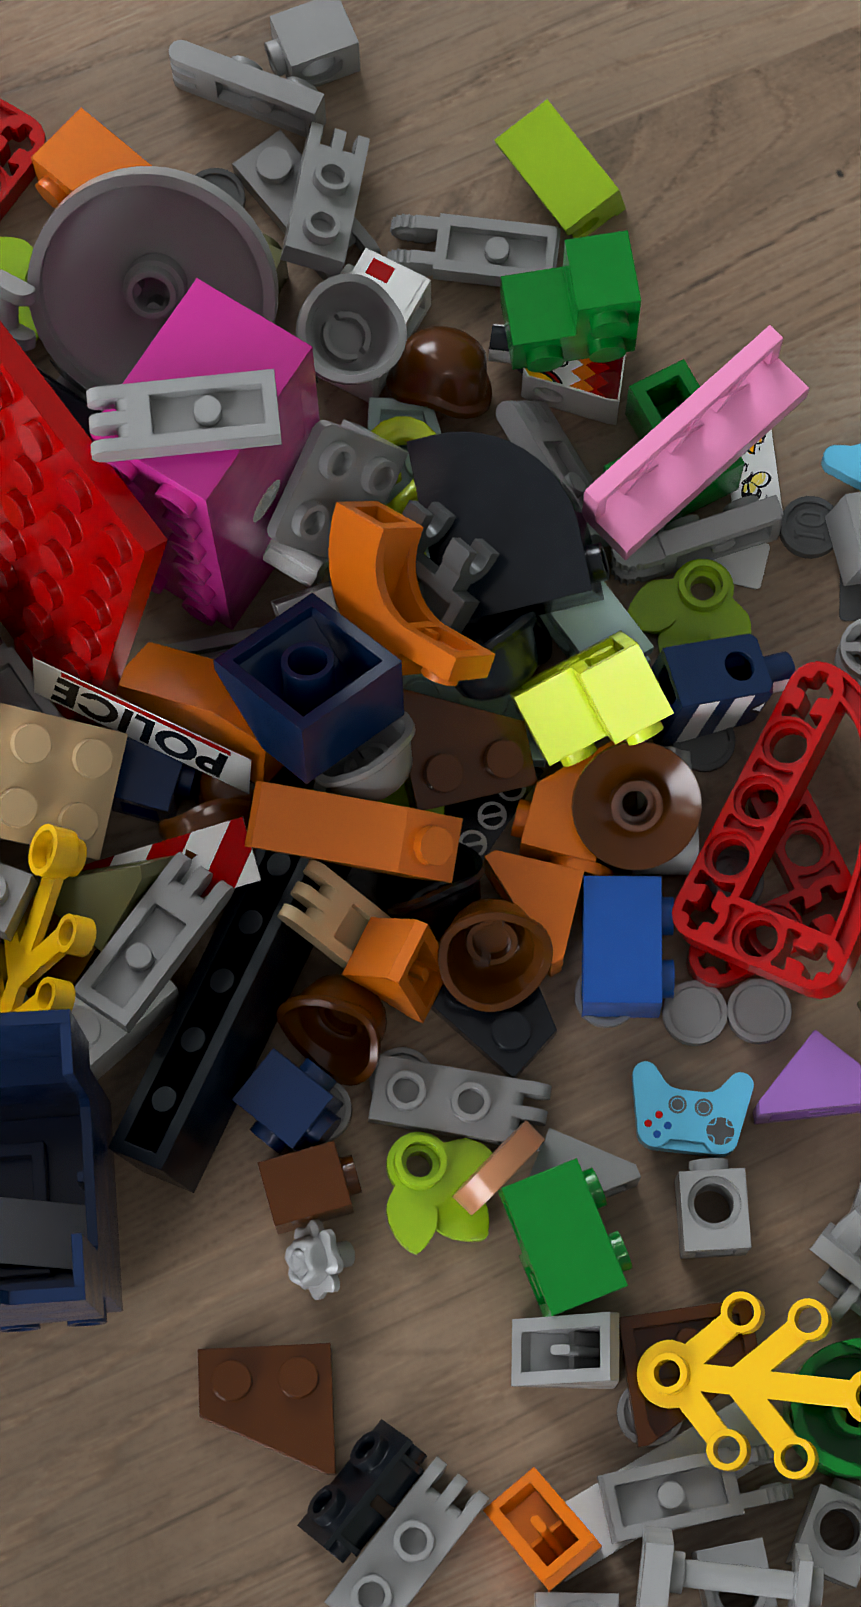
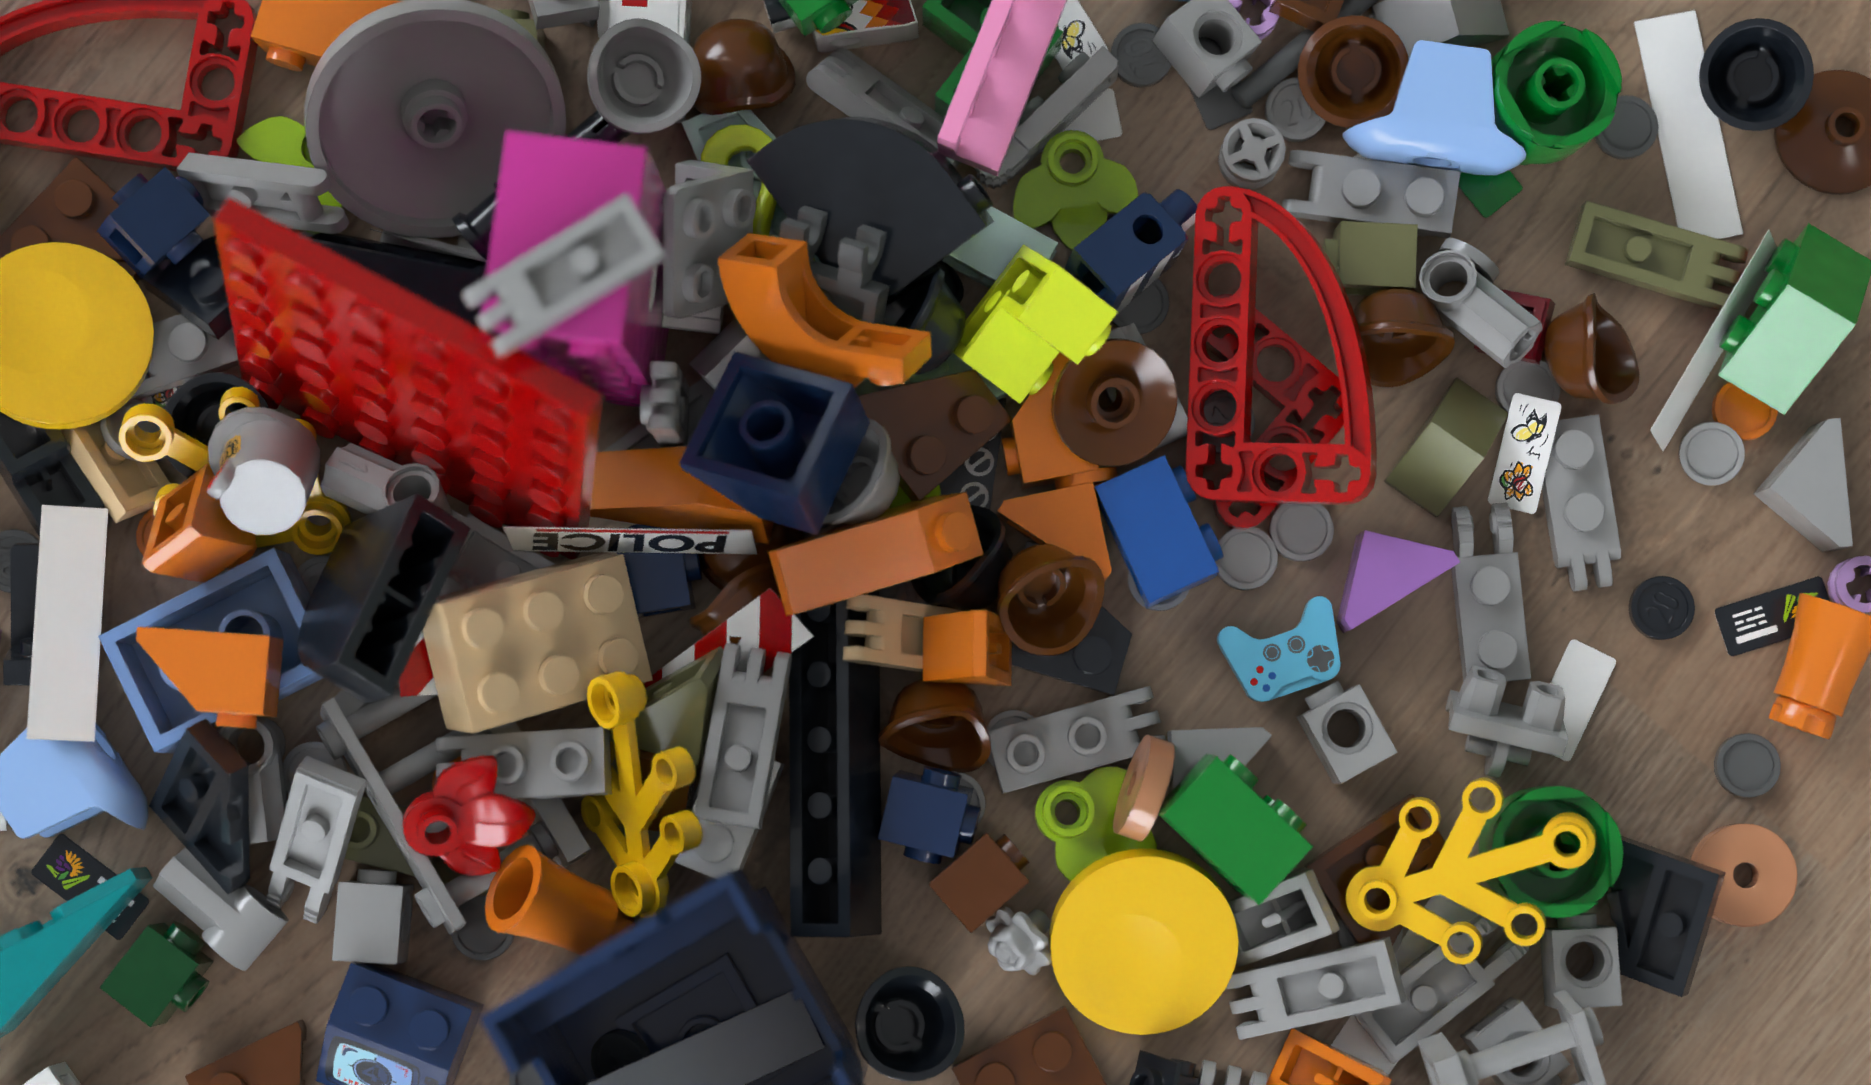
camera: 25 degrees left, 10 degrees up
(177, 1283) = (909, 1024): none -> black helmet
(231, 611) = (666, 404): none -> light grey hinge
(431, 1314) = (1143, 941): none -> yellow piece
(575, 1435) = (1318, 988): none -> light grey hinge

